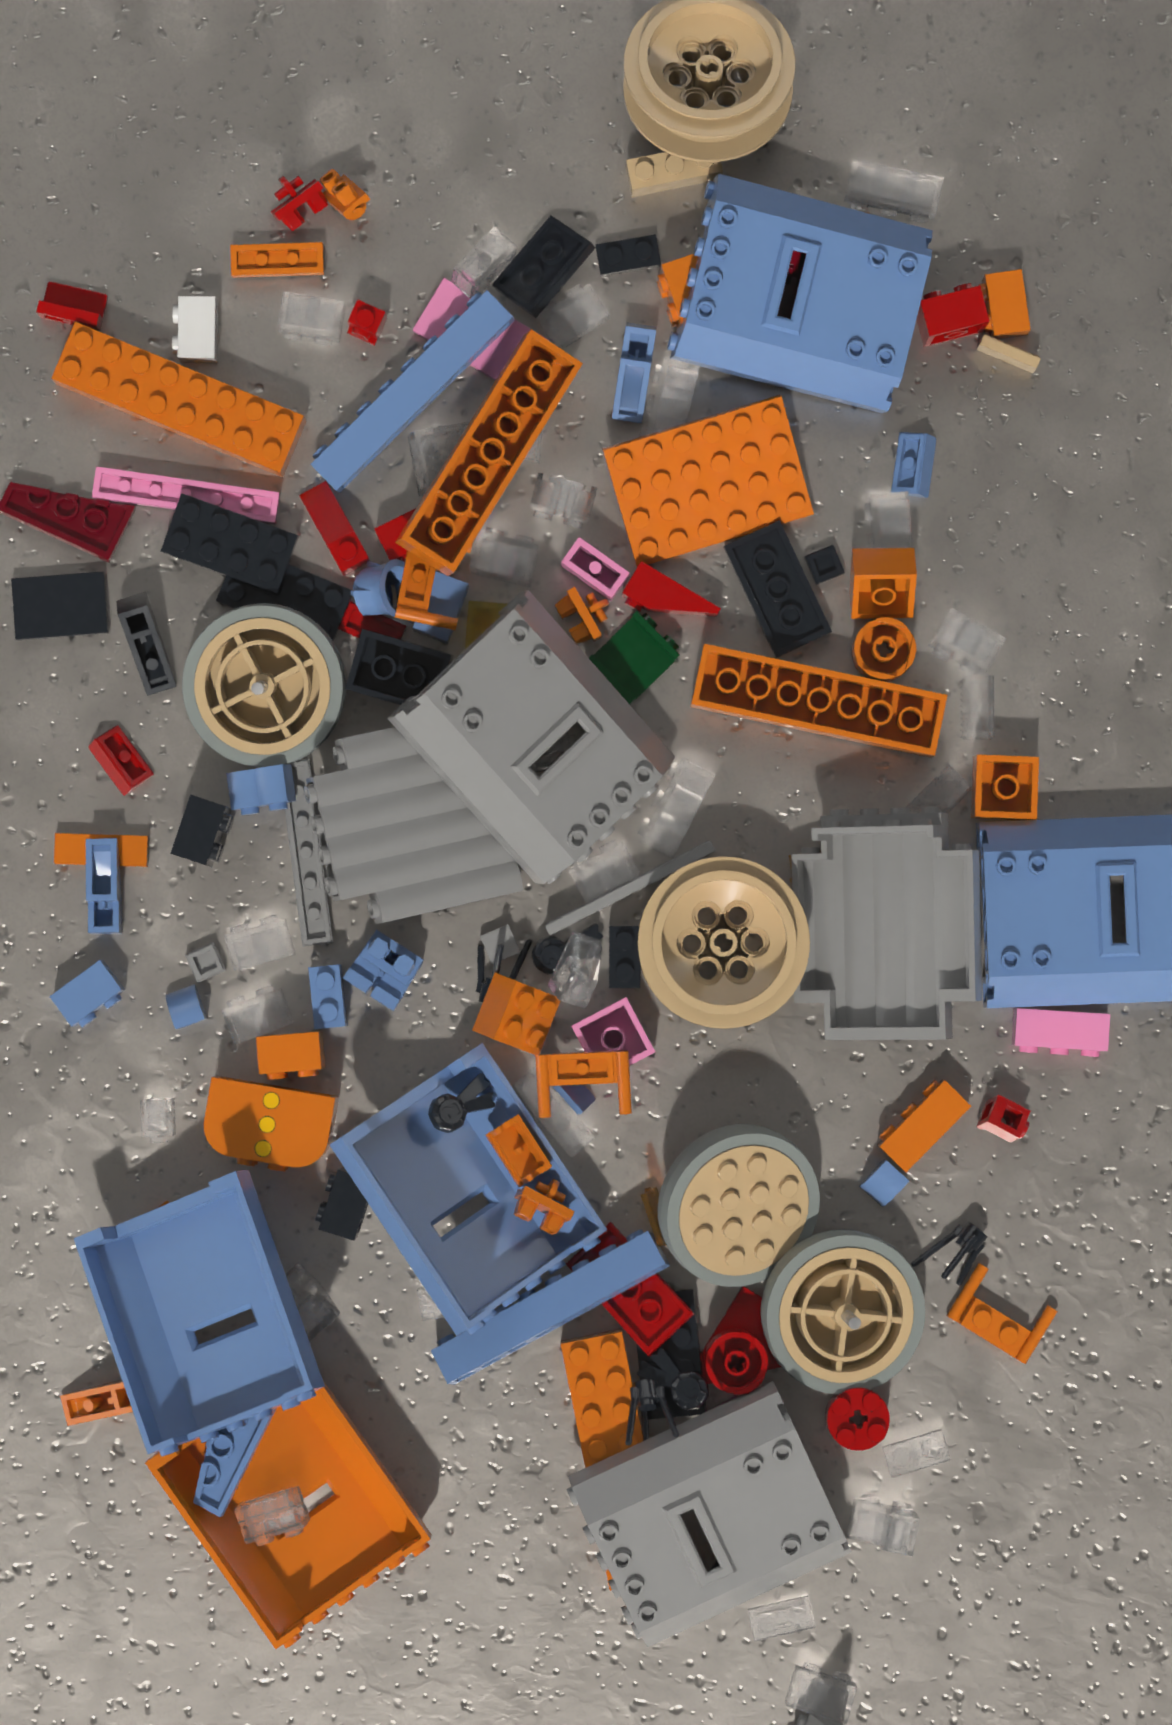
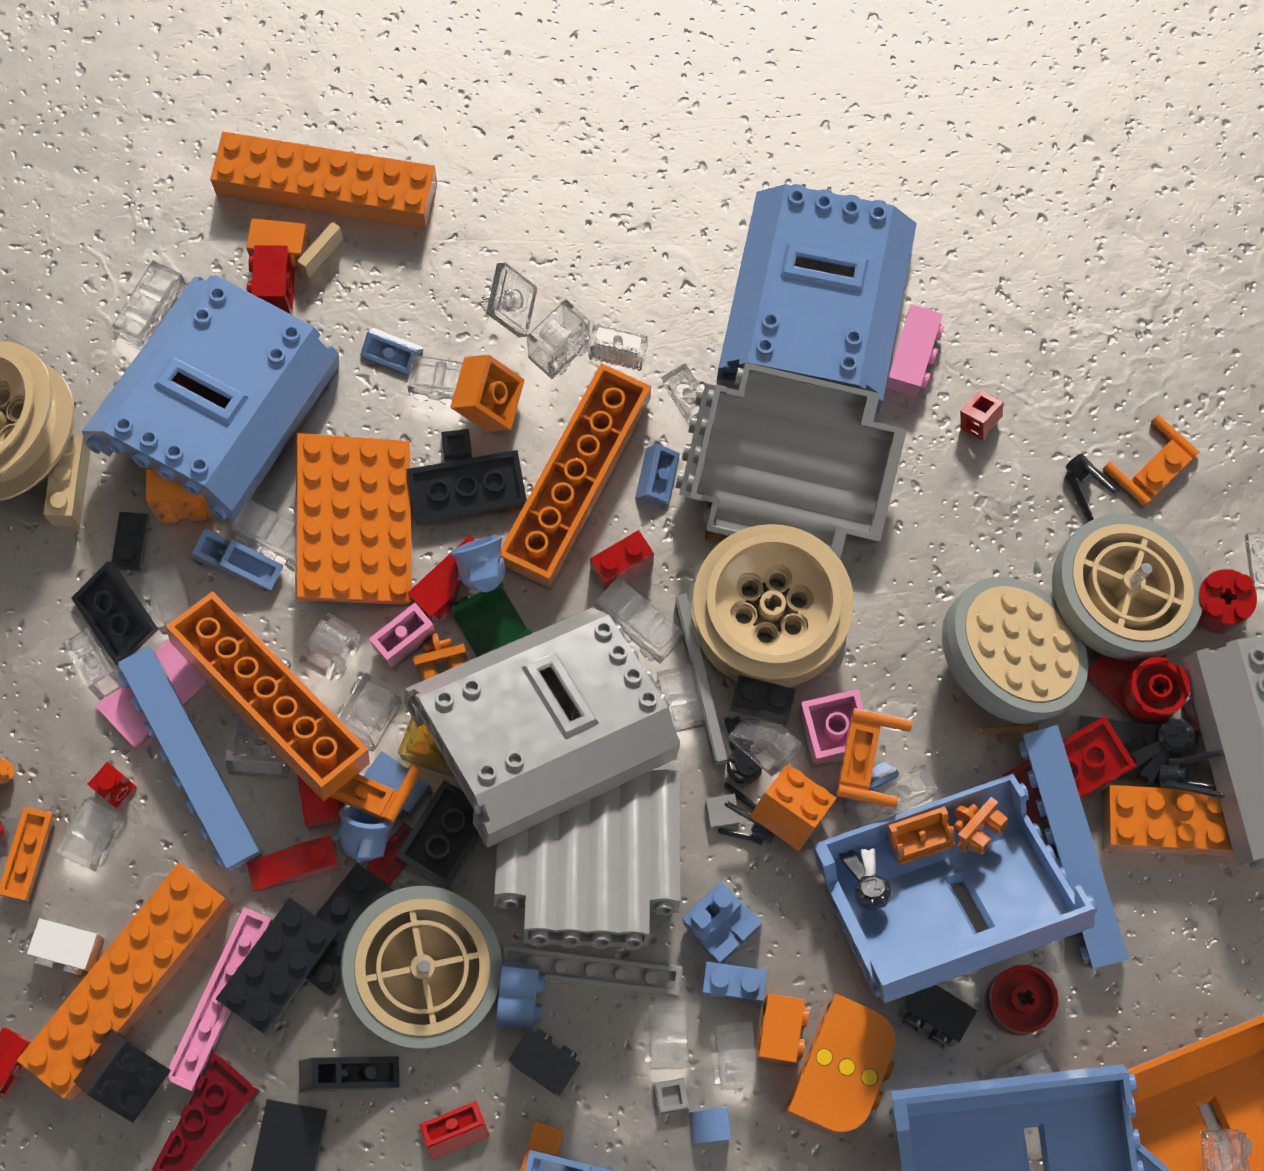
camera: 75 degrees left, 15 degrees down
(86, 427) = (122, 1076): none -> black brick
(377, 1303) = (1038, 995): none -> red wheel
(689, 627) = (480, 563): none -> medium blue helmet
(737, 774) = (622, 559): none -> red brick
(846, 787) = (657, 474): none -> medium blue slope
(884, 1183) = (1016, 527): medium blue brick -> none
(898, 640) = (532, 407): orange brick -> none
(923, 1124) = (972, 482): orange brick -> none
(1000, 577) = (510, 300): none -> clear tile
(1005, 787) = (693, 339): orange brick -> none
(1093, 333) = (324, 180): none -> orange brick

